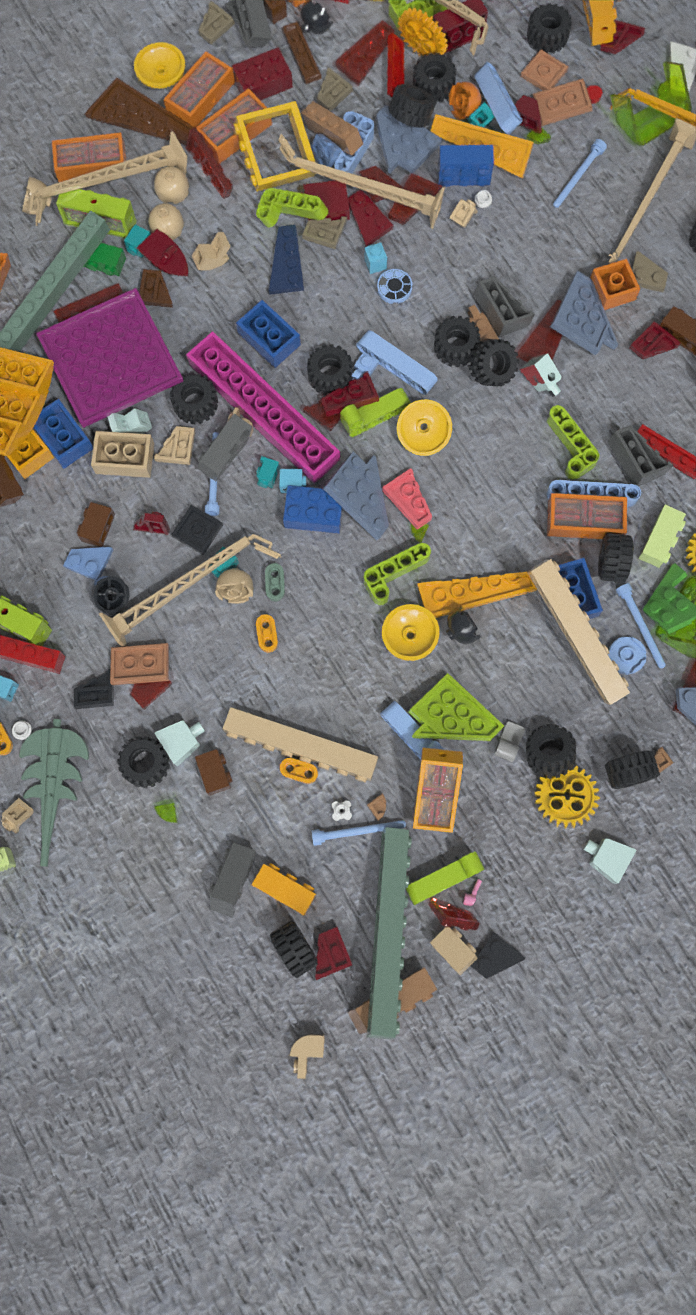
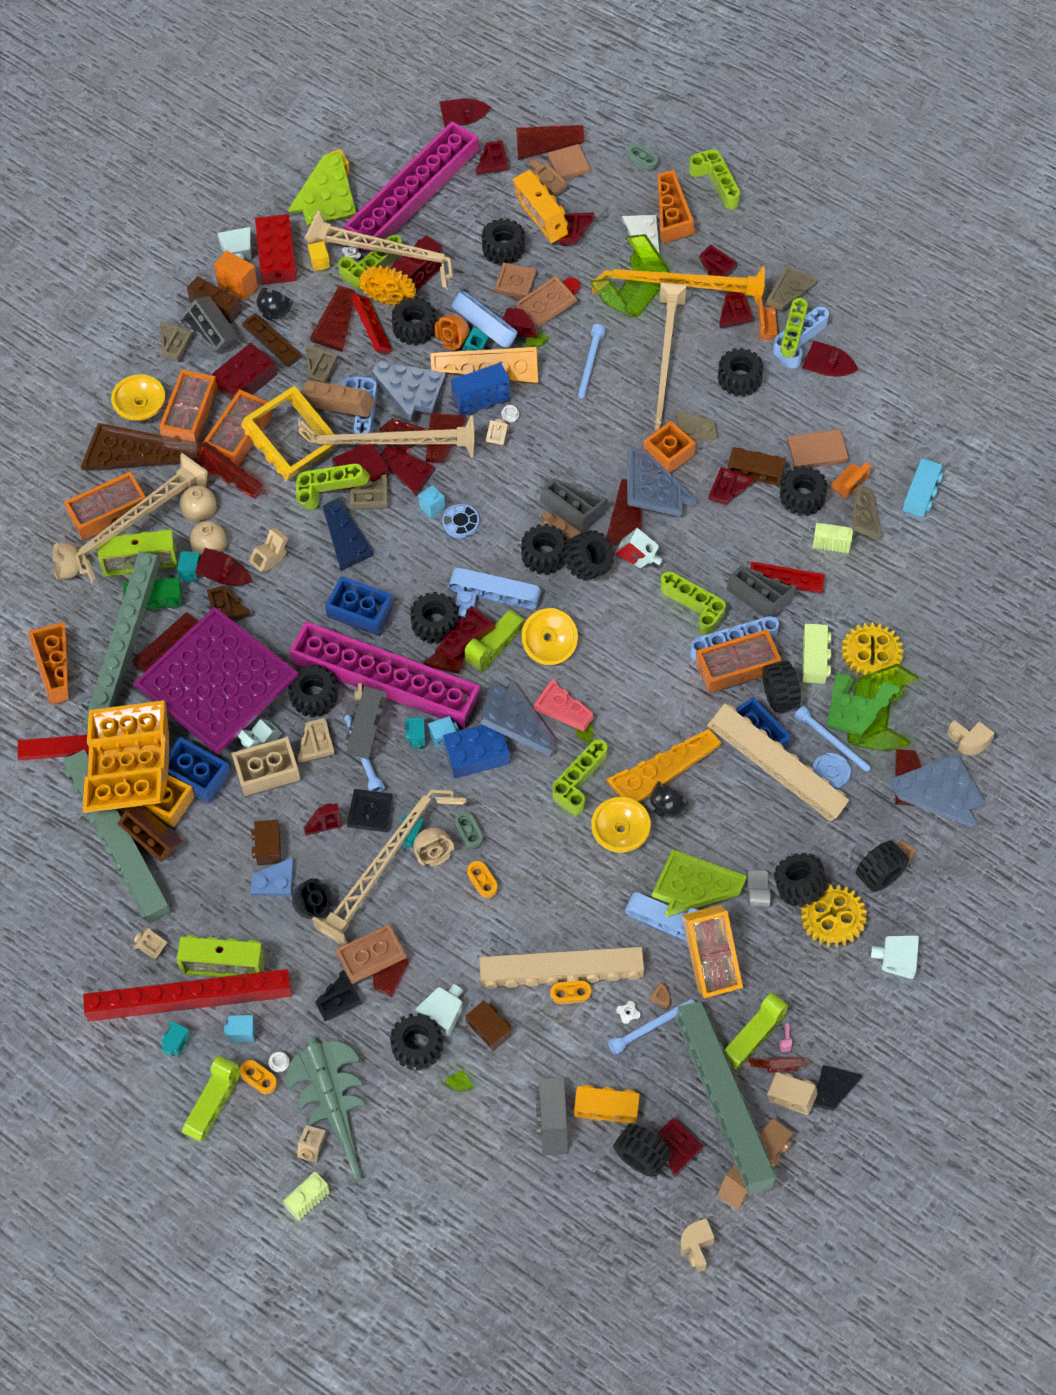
camera: 25 degrees left, 15 degrees down
(325, 150) = (339, 420): medium blue wing -> none
(412, 105) = (405, 352): black tyre -> none

